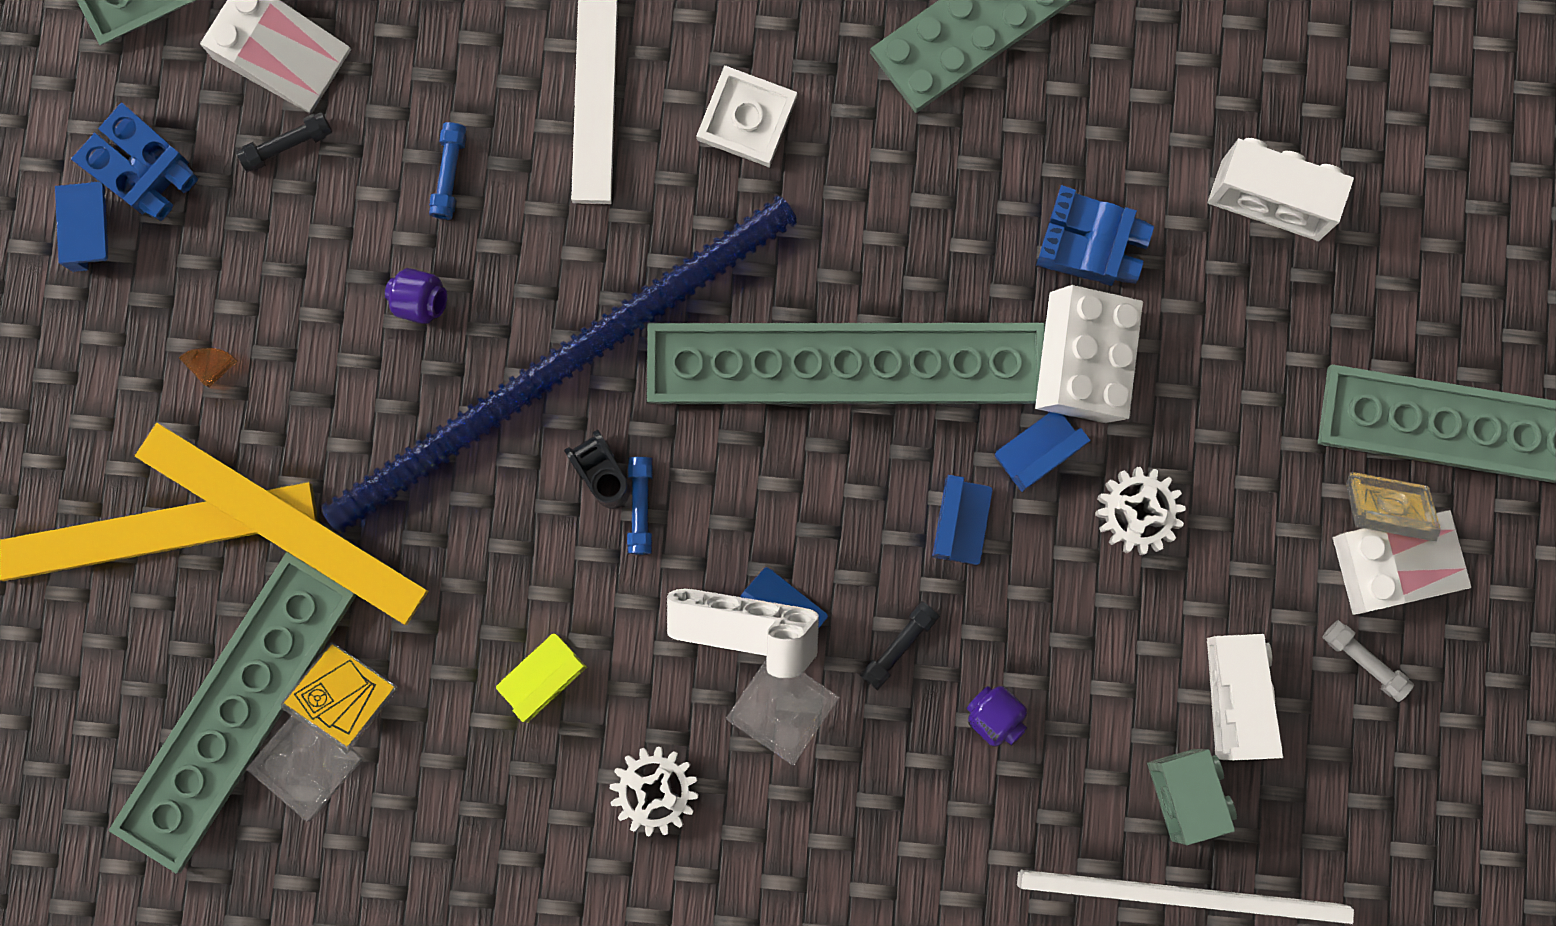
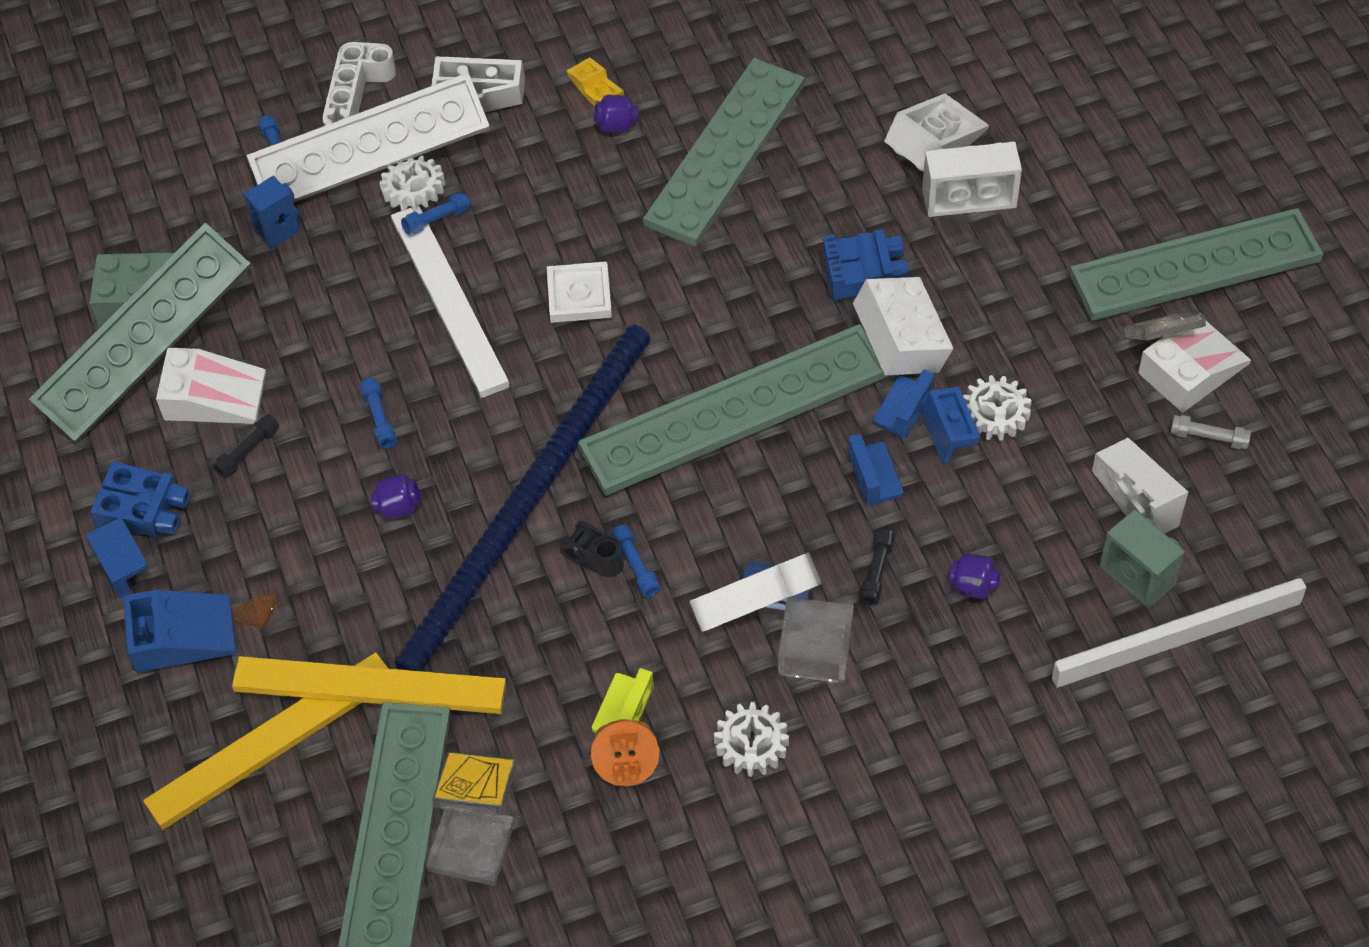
camera: 25 degrees left, 25 degrees down
(110, 350) = (177, 628): none -> blue slope
(509, 745) = (623, 737): none -> orange plate
(1076, 507) = (949, 421): none -> blue panel
(1279, 91) = (933, 126): none -> white slope

